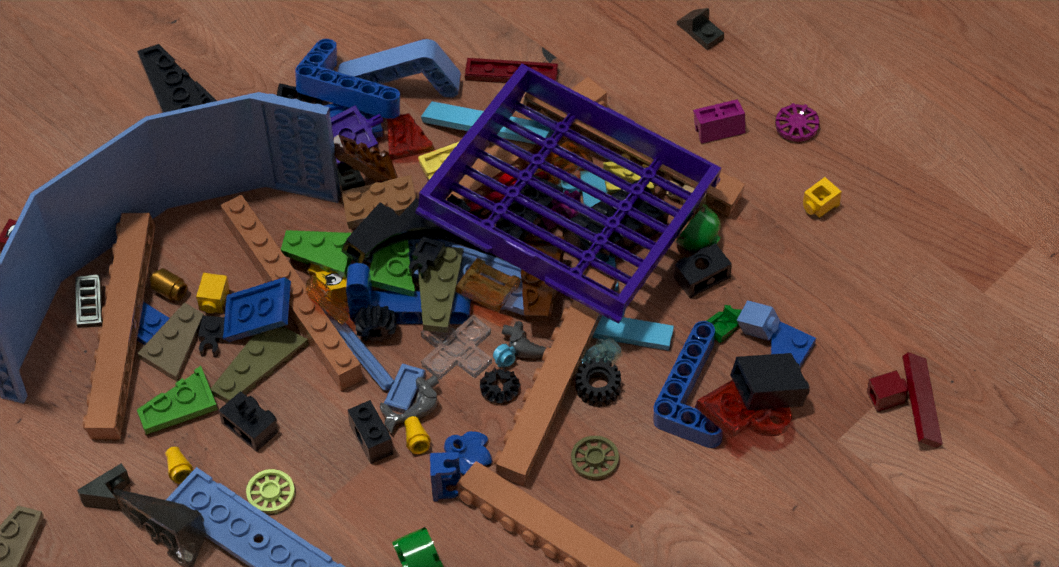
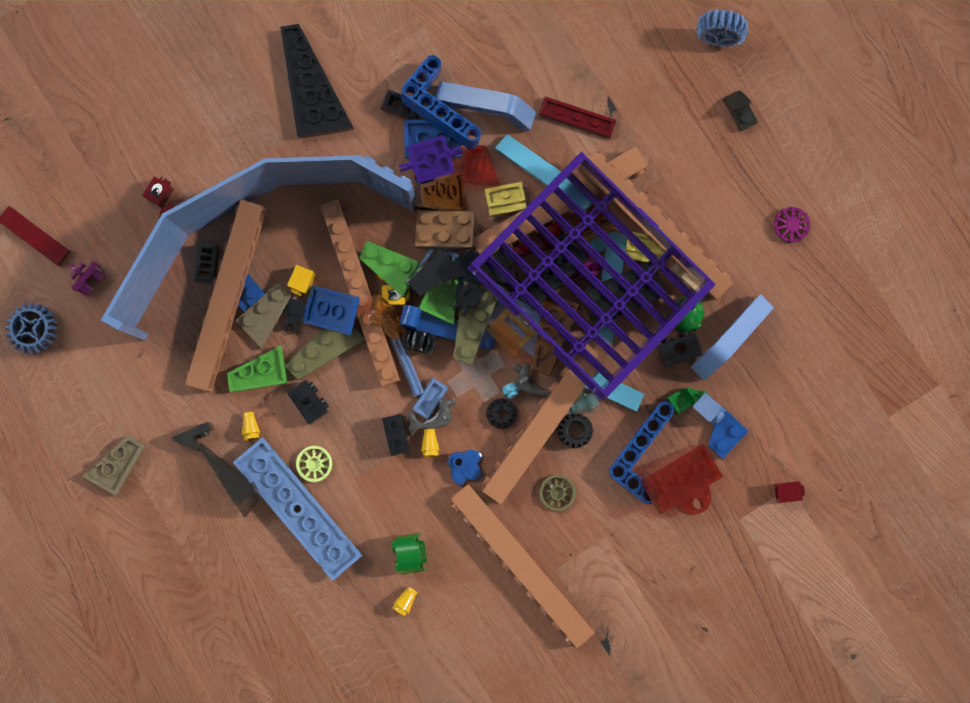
camera: 10 degrees right, 30 degrees up
(168, 284) = (268, 263): pearl gold brick -> none
(444, 472) = (438, 490): blue hinge -> none
(719, 121) = (730, 210): magenta hinge -> none
(755, 239) = (732, 338): none -> medium blue beam
(769, 381) = (702, 471): black brick -> none
(821, 197) = (795, 302): yellow brick -> none
(922, 400) = (812, 505): dark red tile -> none

